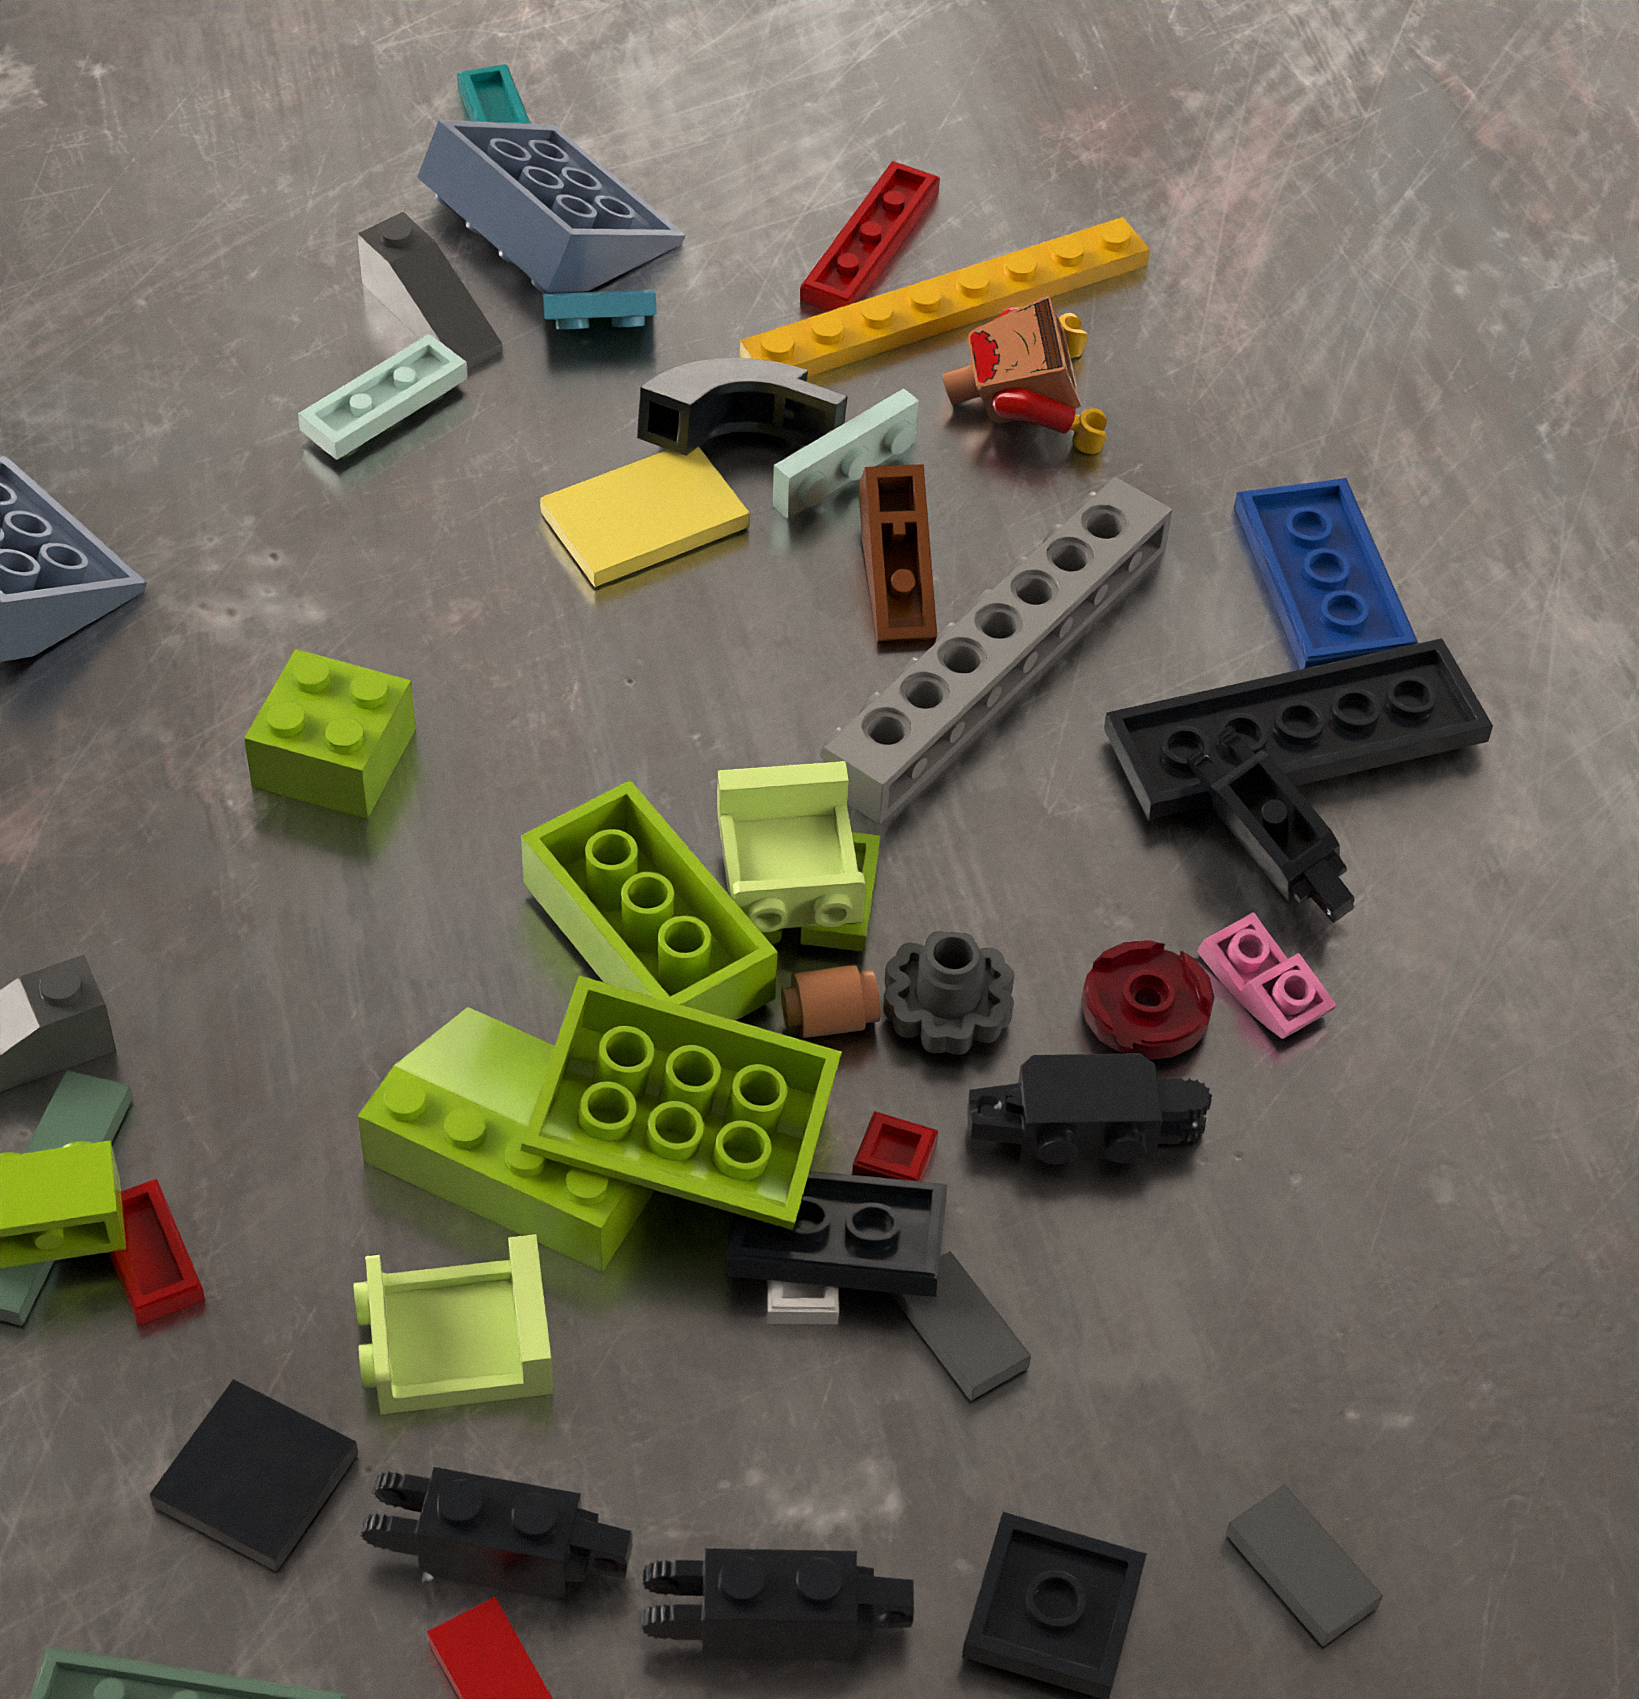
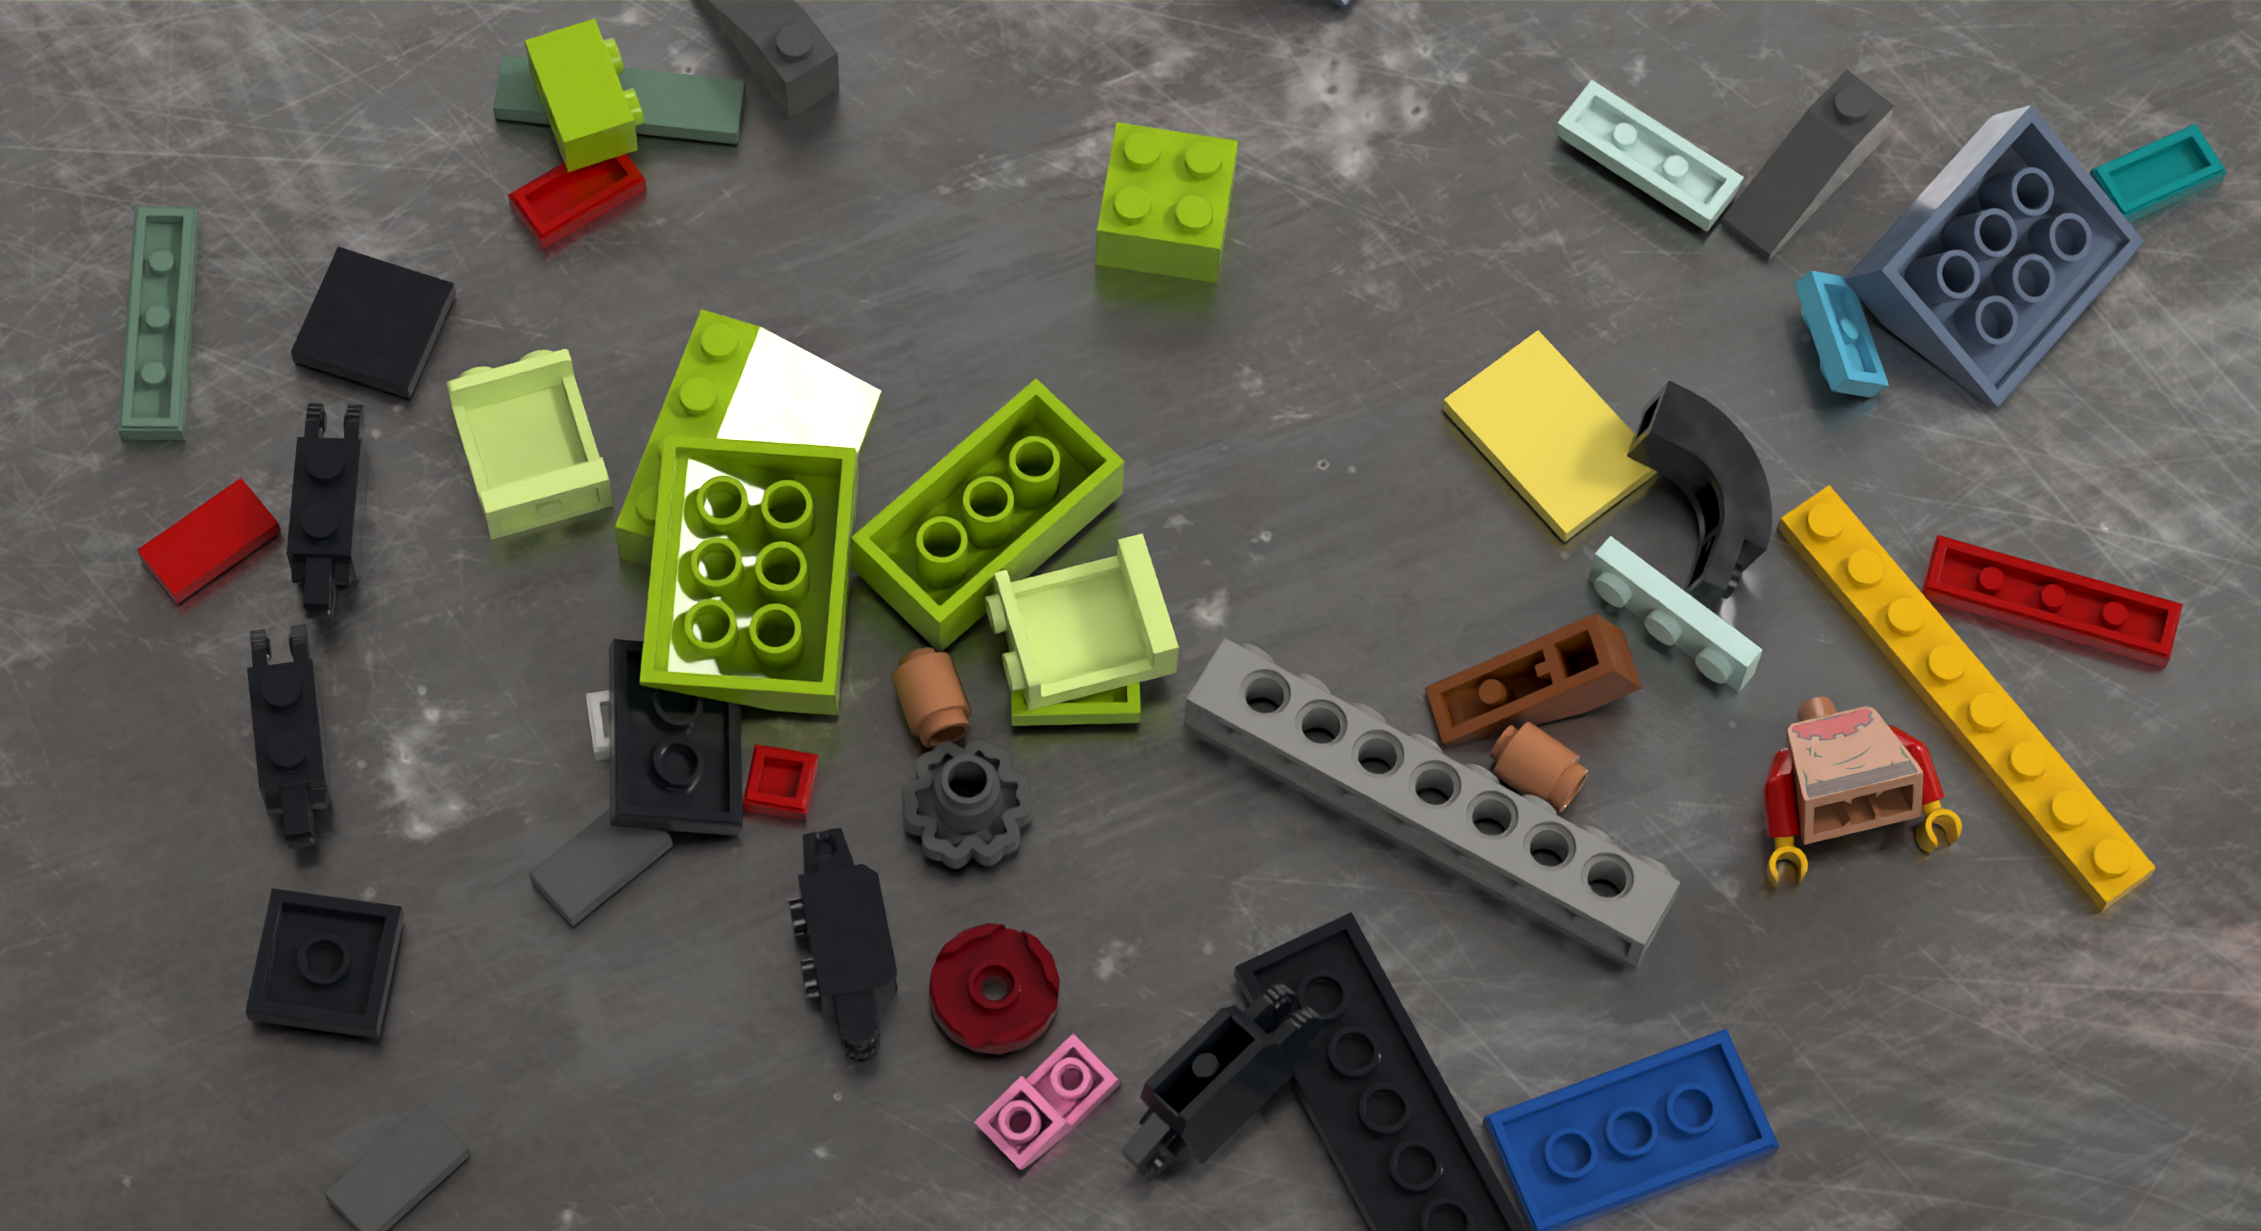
camera: 80 degrees right, 15 degrees up
(977, 564) = (1538, 765): none -> nougat brick

